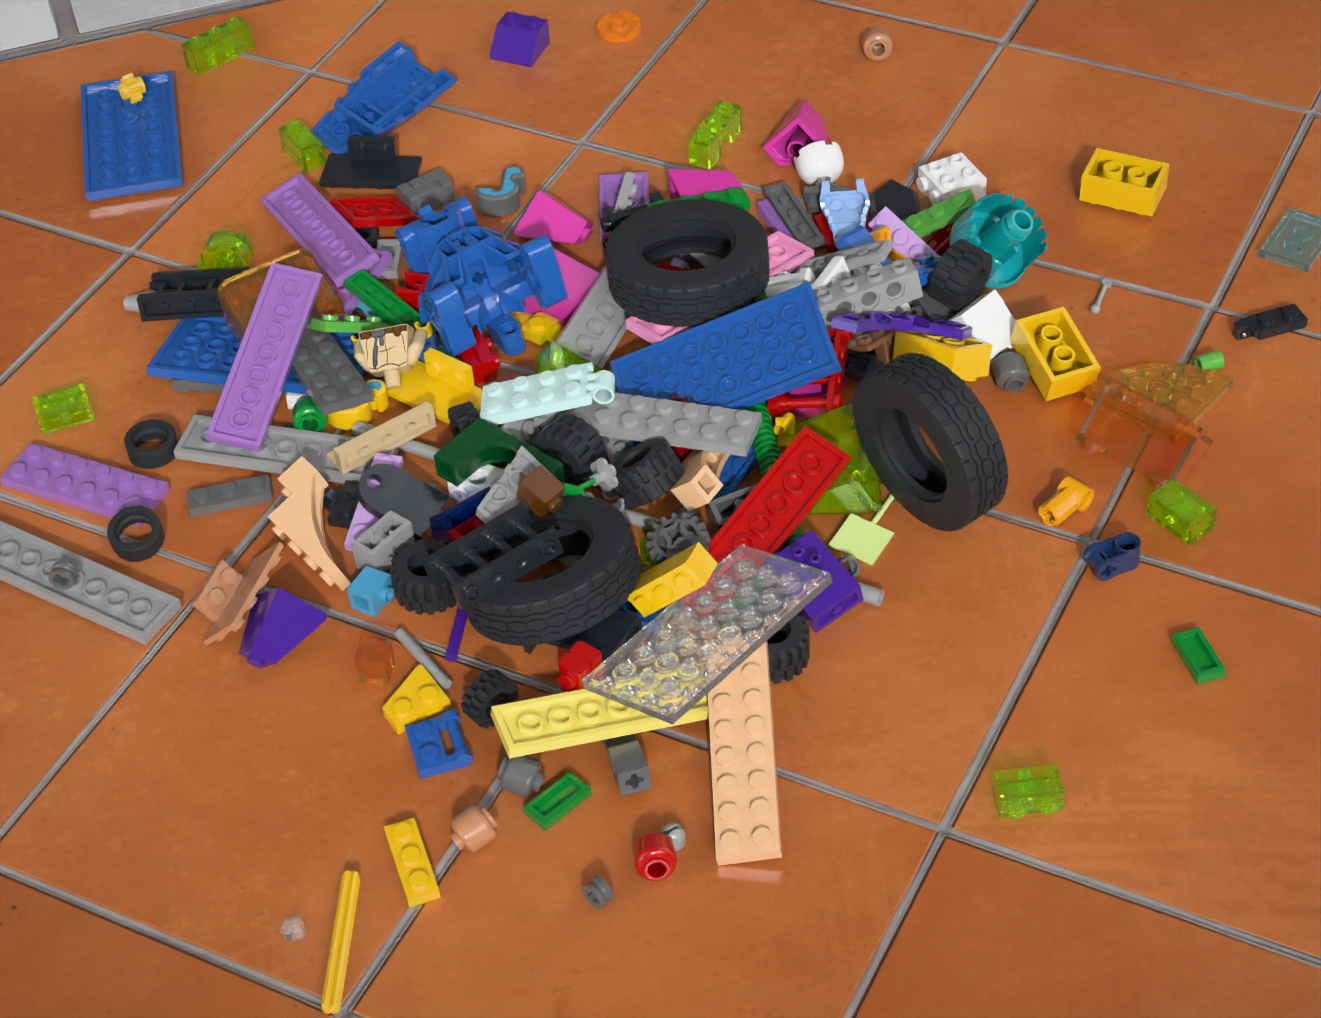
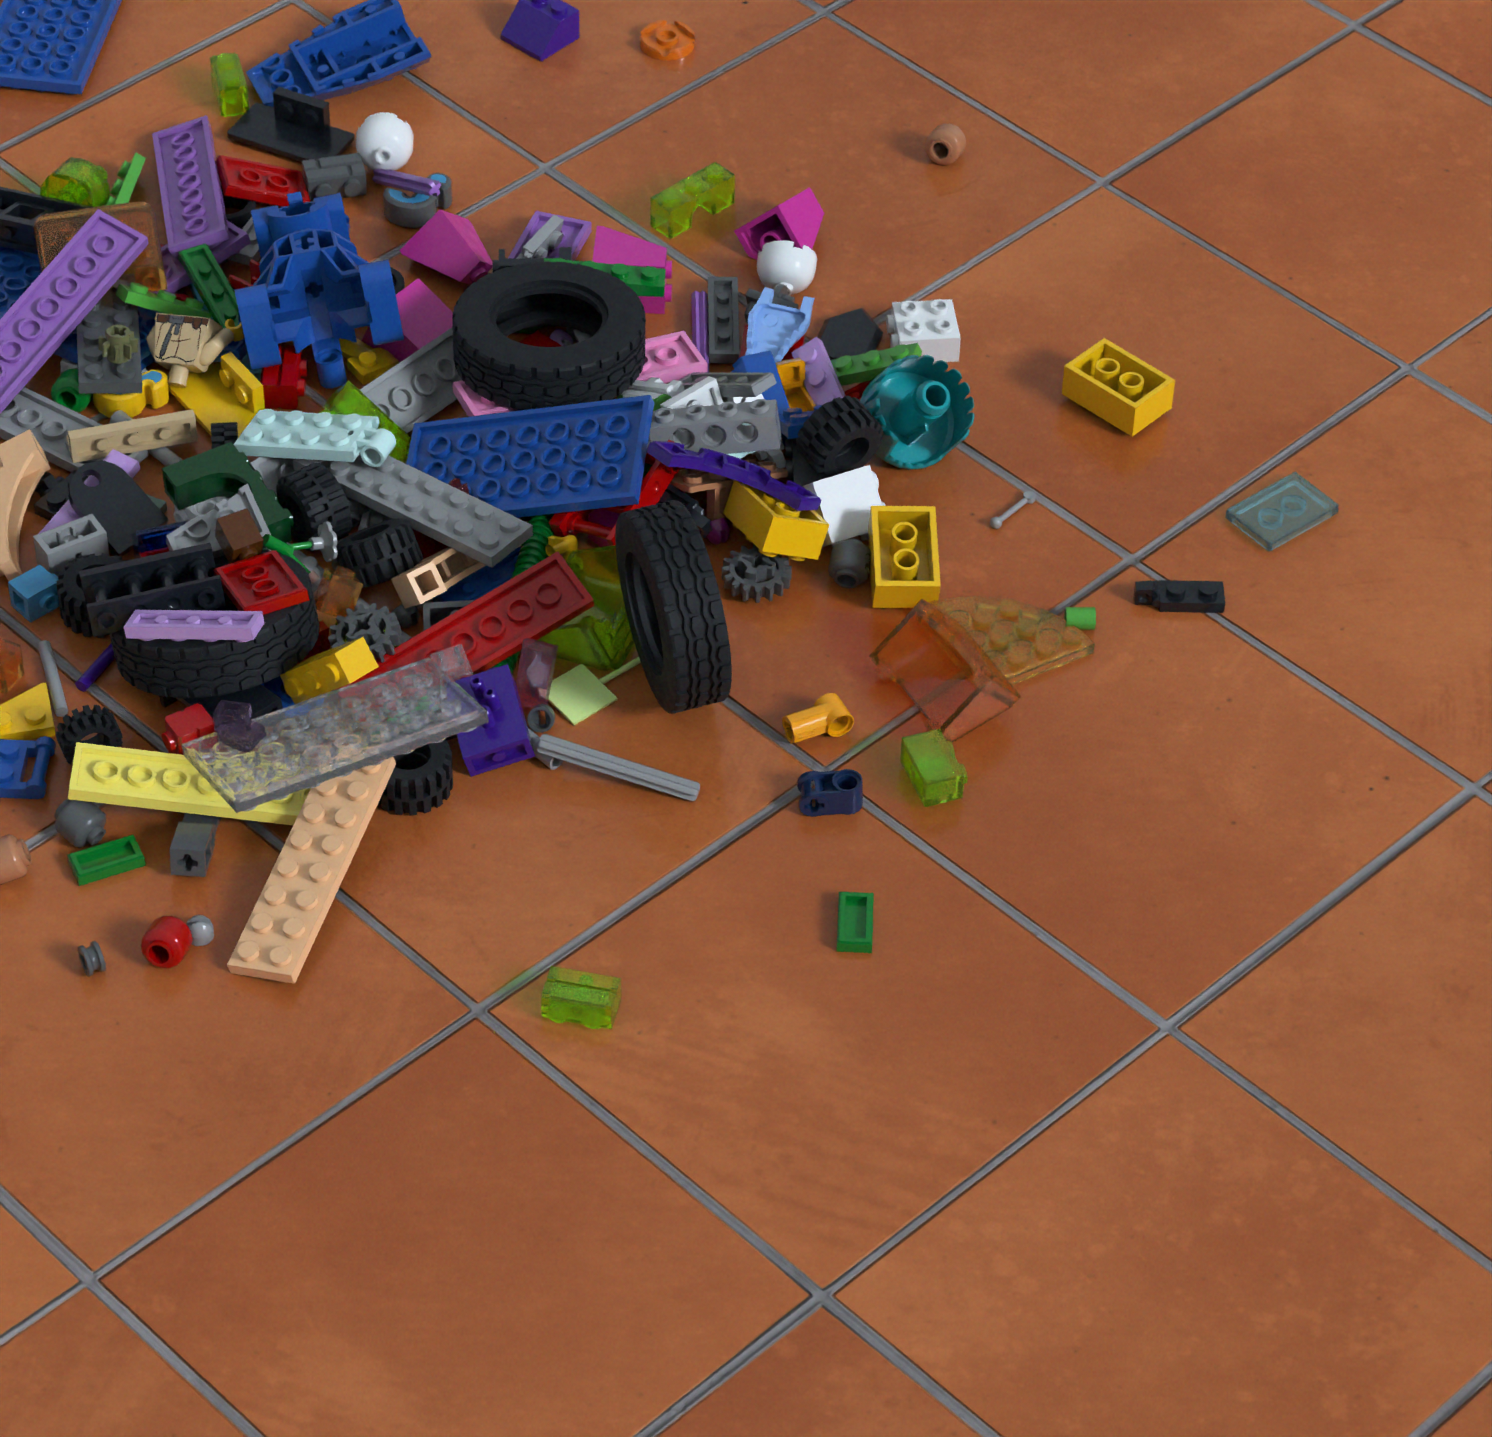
camera: 15 degrees right, 0 degrees up
(261, 241) = (128, 174): none -> bright green plate
(341, 365) = (118, 344): none -> olive gear
(454, 154) = (384, 141): none -> white cylinder
(490, 179) = (407, 182): none -> medium lavender axle
(553, 575) = (194, 624): none -> lavender plate
(584, 524) = (261, 583): none -> red tile
(622, 652) = (235, 727): none -> clear purple tile
(638, 511) = (337, 591): none -> clear orange brick
(764, 540) = (453, 662): none -> clear tile
(828, 526) = (535, 672): none -> clear pink tile
(936, 588) = (618, 767): none -> light grey axle

